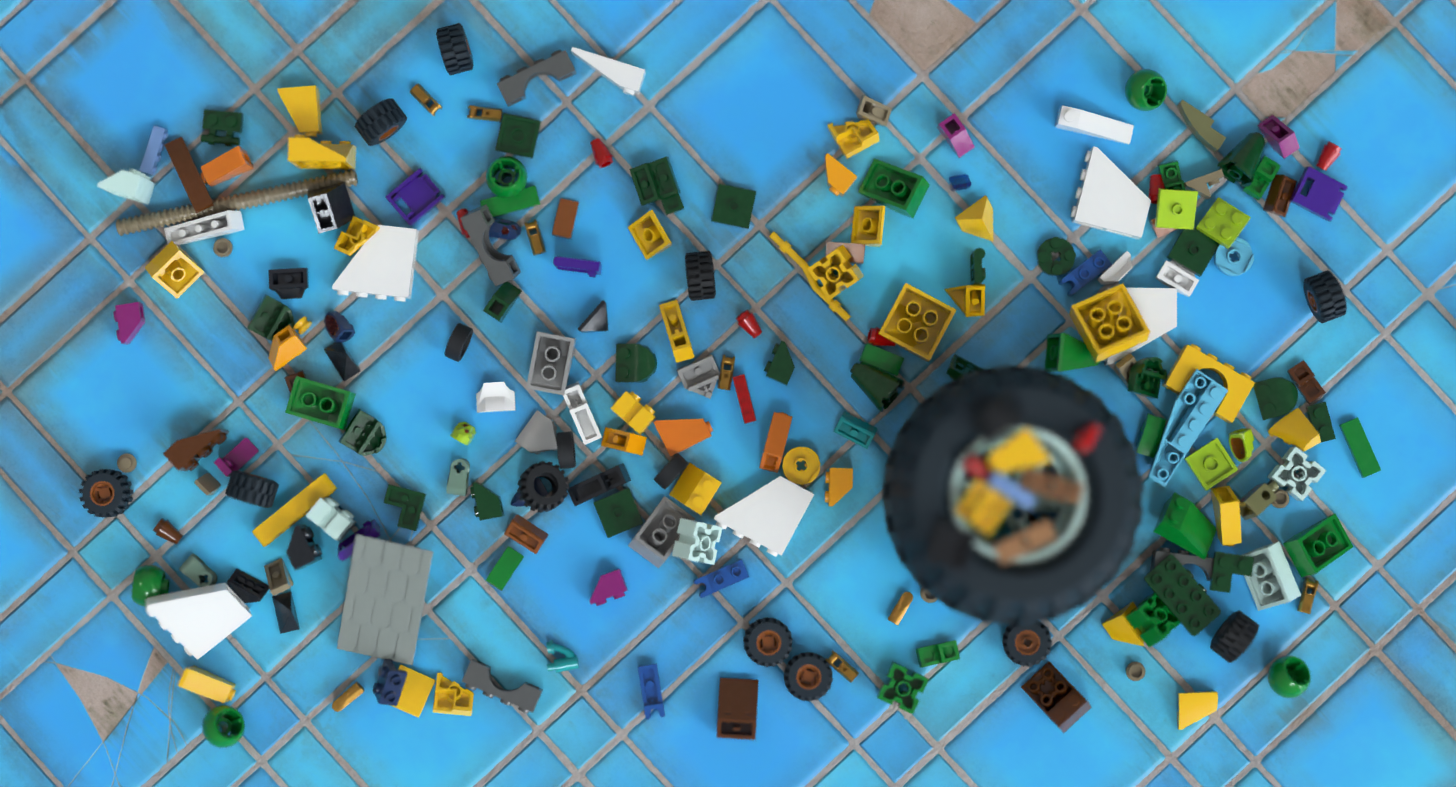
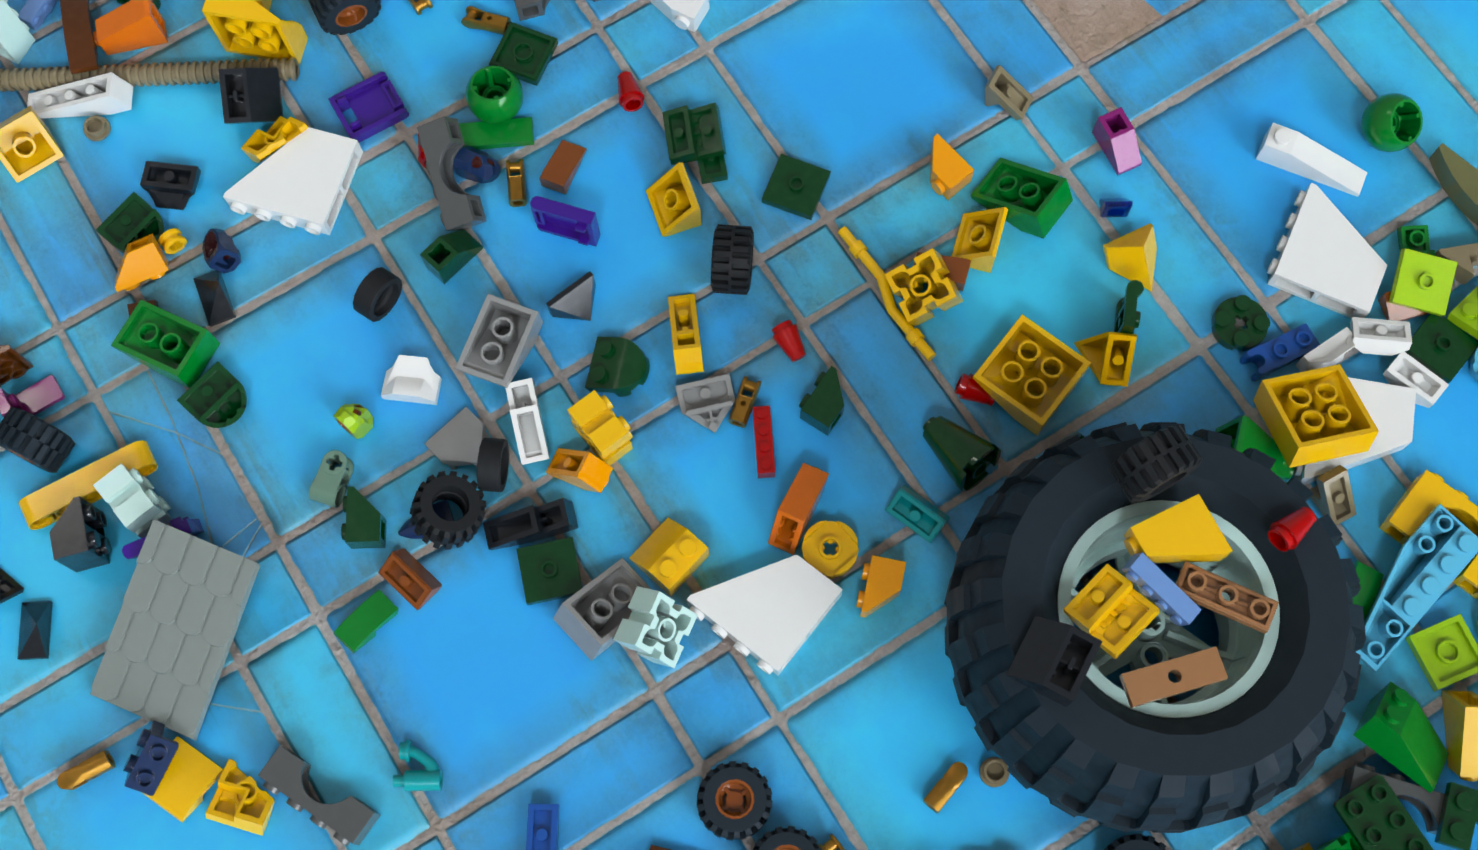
camera: 10 degrees right, 15 degrees down
(278, 577) = (37, 576): dark tan slope -> none
(410, 502) = (254, 503): dark green plate -> none
(609, 585) = (511, 673): magenta slope -> none
(671, 471) = (637, 520): black tyre -> none
(682, 433) = (666, 473): orange slope -> none
(722, 578) = (683, 693): blue plate -> none
(854, 136) = (977, 125): yellow slope -> none
(881, 359) = (971, 417): green slope -> none
(975, 466) = (1108, 545): red cone -> none
(1146, 377) = (1360, 506): dark green slope -> none
(1150, 252) = (1380, 336): none -> white slope
(1155, 183) = (1391, 254): red cone -> none

